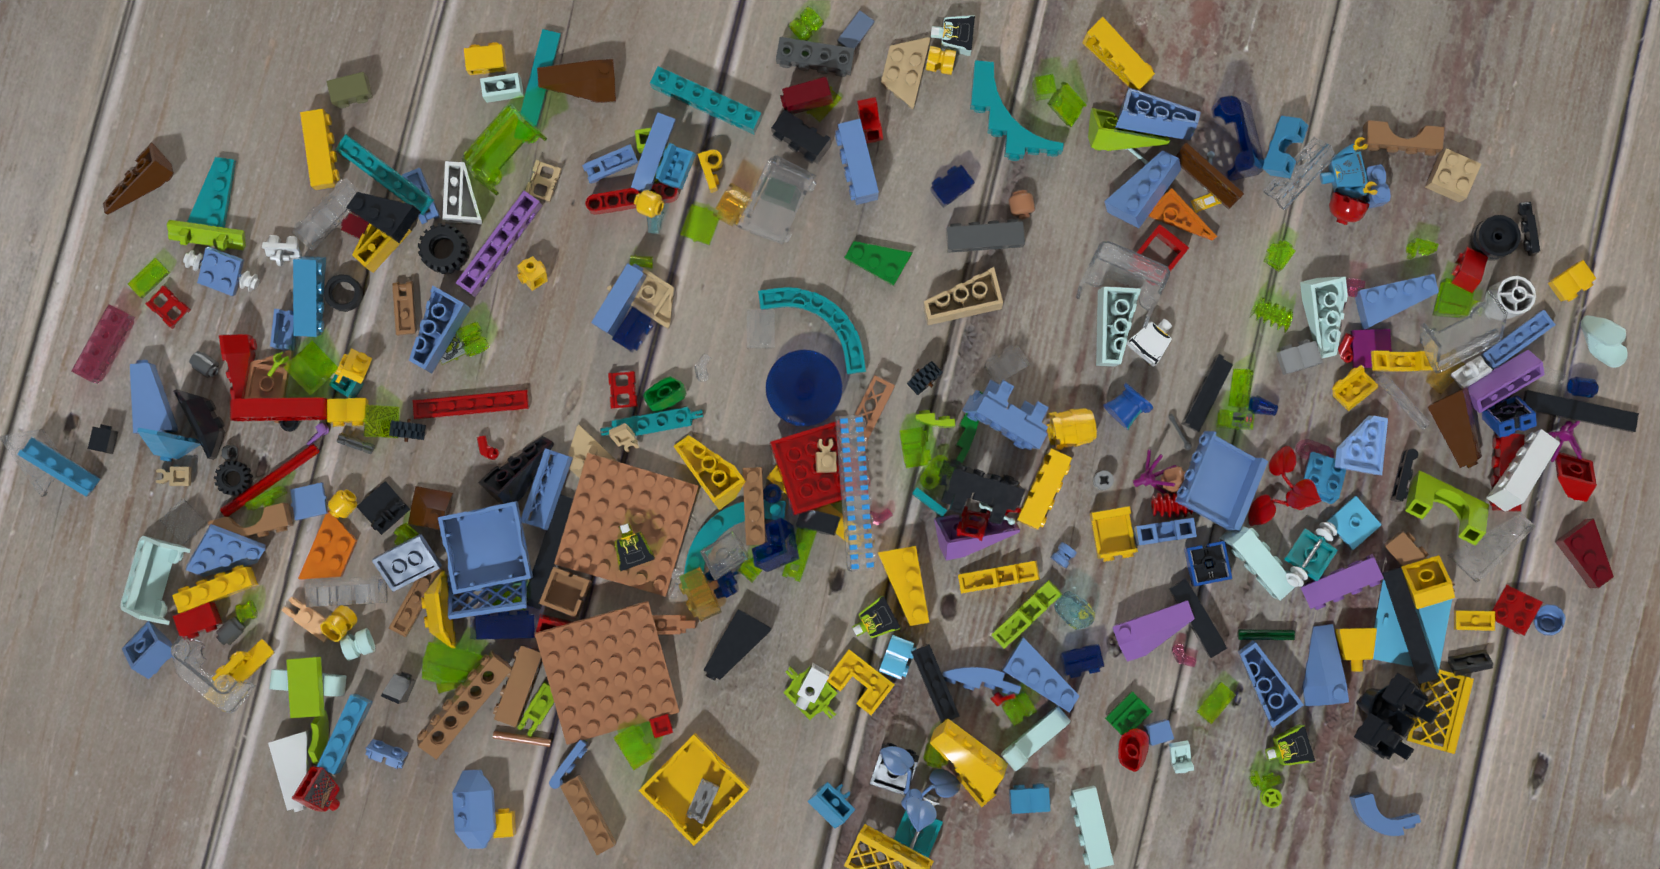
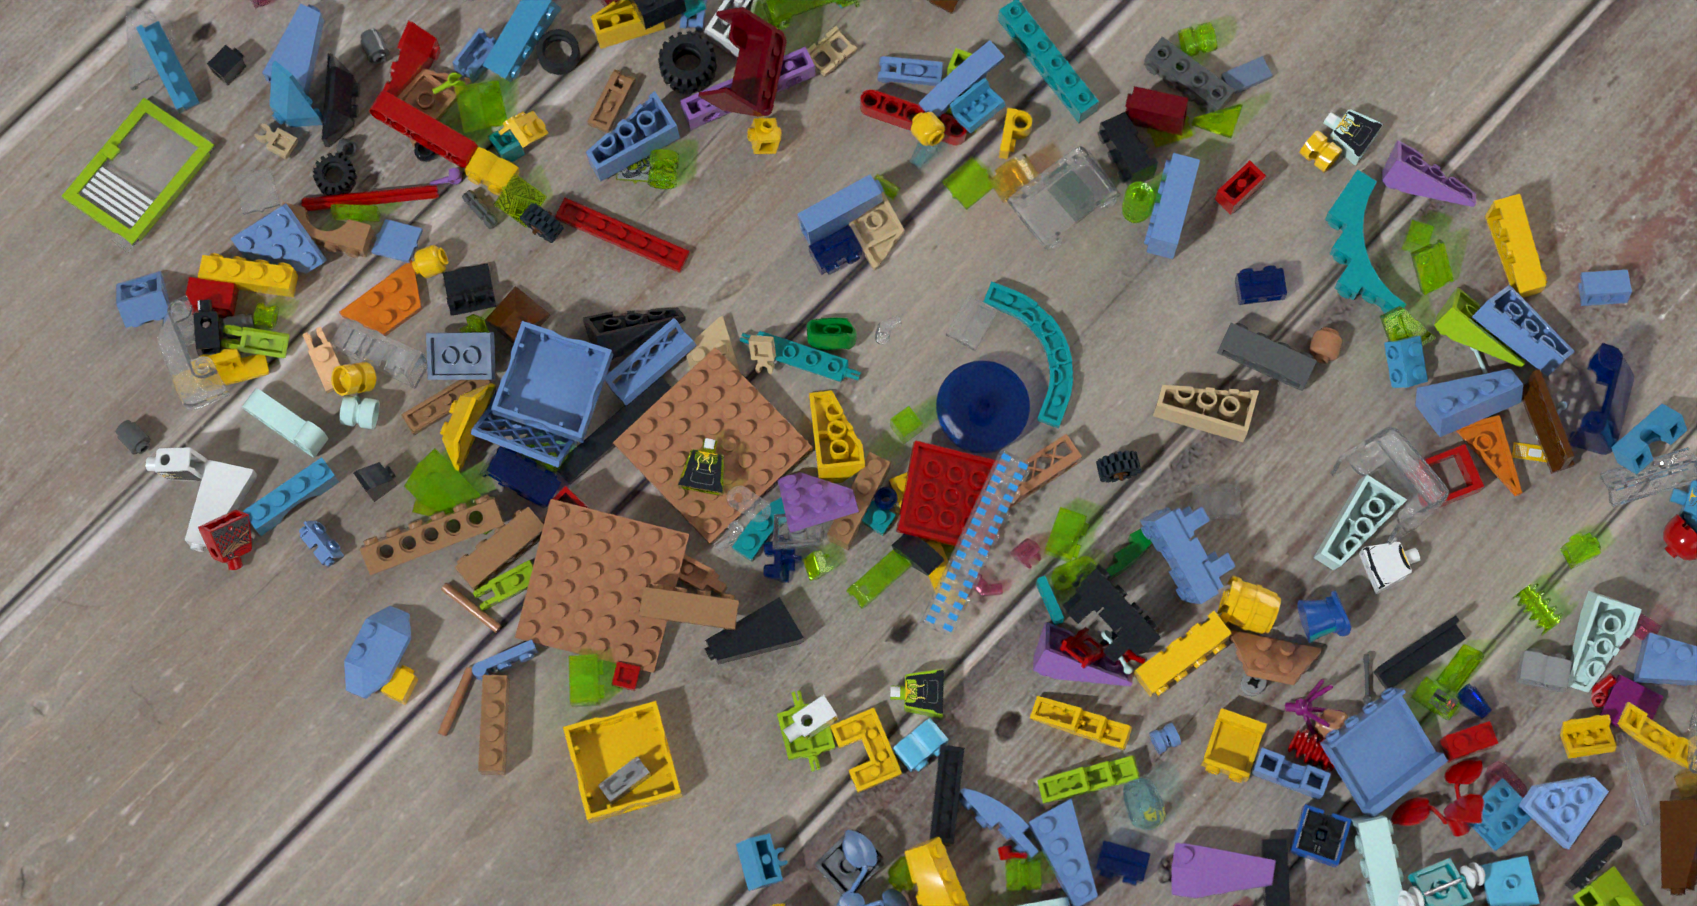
camera: 30 degrees right, 10 degrees down
(87, 557) = (139, 173): none -> door
(149, 578) = (190, 226): light aqua windscreen -> none
(203, 755) = (133, 437): none -> dark grey brick
(212, 656) = (206, 339): none -> black torso
(248, 757) = (177, 464): none -> white torso
(250, 635) = (257, 341): none -> lime hinge
(305, 687) = (281, 422): lime tile -> none
(320, 737) = (264, 483): lime tile -> none
(486, 450) = (610, 289): red arm -> none
(498, 228) = (756, 68): none -> dark red windscreen
(551, 812) = (456, 701): none -> nougat bar
(565, 592) = (606, 479): medium nougat piece -> none
(616, 390) = (782, 303): red piece -> none
(676, 556) = (748, 503): none -> clear plate
(679, 656) = (689, 608): none -> medium nougat brick
(700, 596) = (747, 559): clear yellow brick -> none
(723, 526) = (814, 500): none -> medium lavender plate
(756, 431) = (906, 425): none -> clear neon green brick
(780, 546) = (860, 557): clear blue brick -> none
(825, 459) = (963, 492): tan plate -> none
(833, 166) = (1137, 202): none -> clear neon green piece
(855, 78) = (1219, 122): none -> clear neon green tile
(870, 119) = (1210, 171): red brick -> none
(879, 260) = (1138, 322): green wing -> none
(892, 476) = (1026, 550): none -> clear pink tile
(898, 120) = (1240, 187): none -> red brick
(905, 68) = (1278, 140): tan wing -> none
(905, 577) = (978, 666): yellow wedge -> none
(928, 418) = (1097, 512): lime slope -> none
(1017, 41) = (1414, 176): none -> medium lavender wedge
(1072, 164) = (1401, 325): none -> clear neon green wing
(1085, 186) = (1406, 362): none -> dark azure bracket
(1107, 455) = (1273, 658): none -> nougat wing
(1195, 50) = (1604, 287): none -> medium blue hinge
(1274, 438) = (1468, 741): none -> red brick

